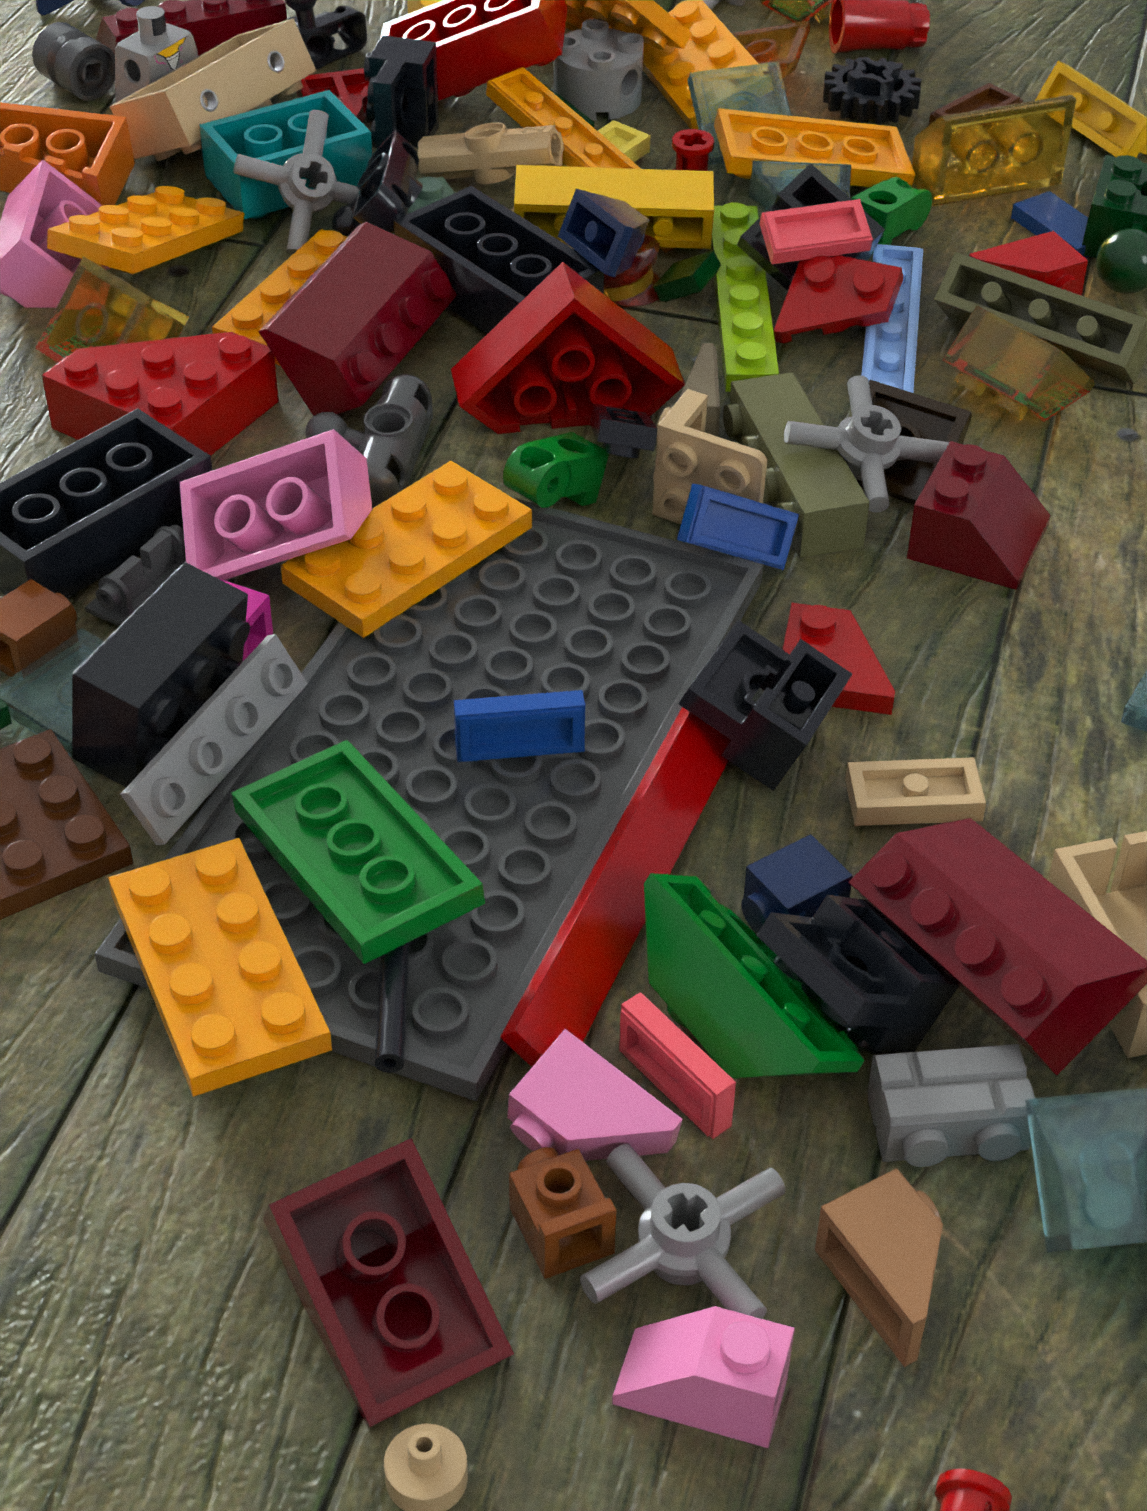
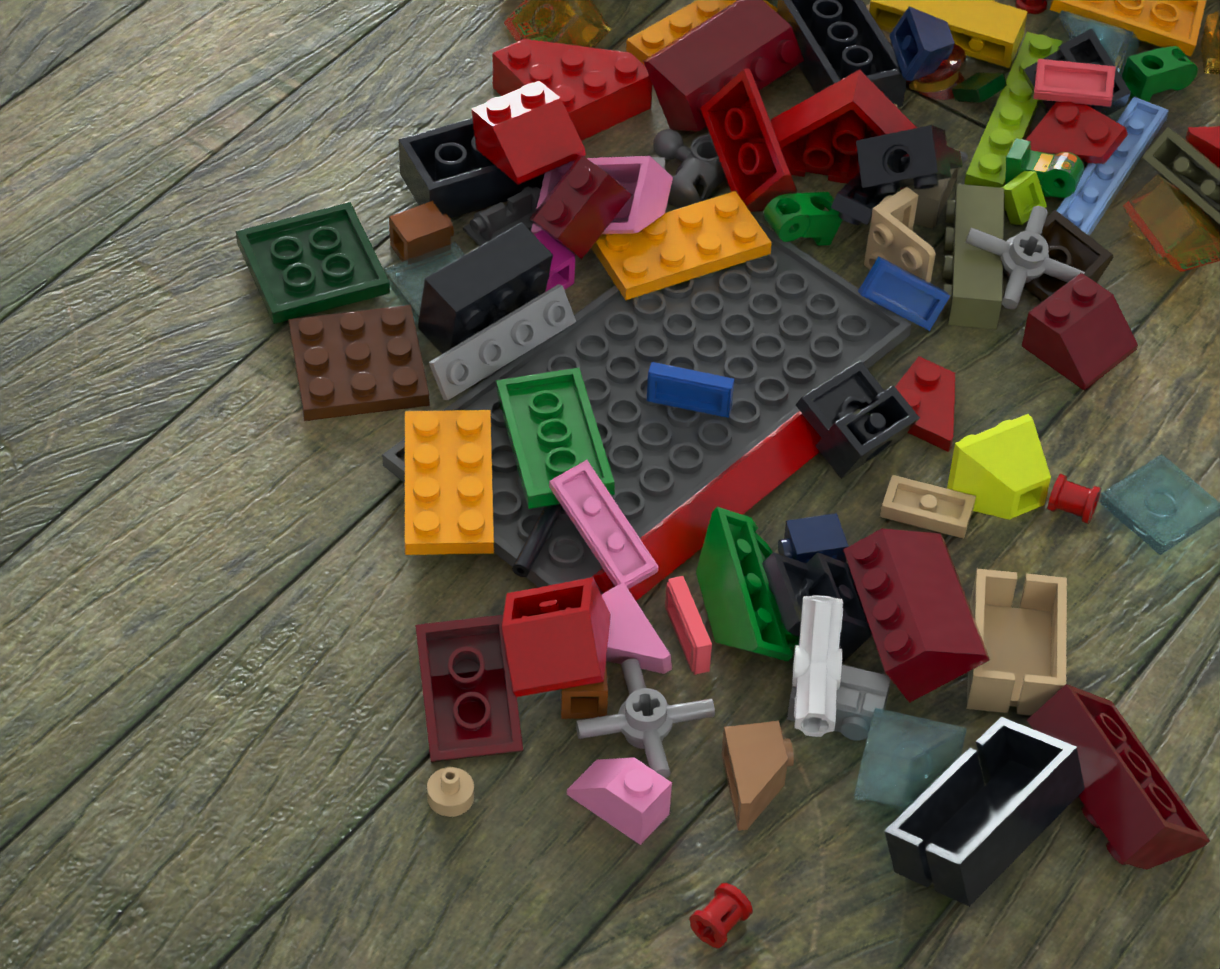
camera: 20 degrees right, 5 degrees up
(139, 448) = (526, 132): none -> red slope
(256, 521) = (580, 206): none -> dark red slope
(447, 391) = (747, 143): none -> red slope
(493, 953) = (603, 525): none -> bright pink tile
(505, 1151) = (556, 636): none -> red slope
(652, 383) = (886, 170): none -> black brick
(817, 378) = (1021, 196): none -> lime tile
(823, 347) = (1056, 173): none -> green leg
(923, 1062) = (817, 665): none -> white piece
(996, 708) = (1002, 469): none -> neon yellow slope
(1098, 723) = (1074, 498): none -> red bush

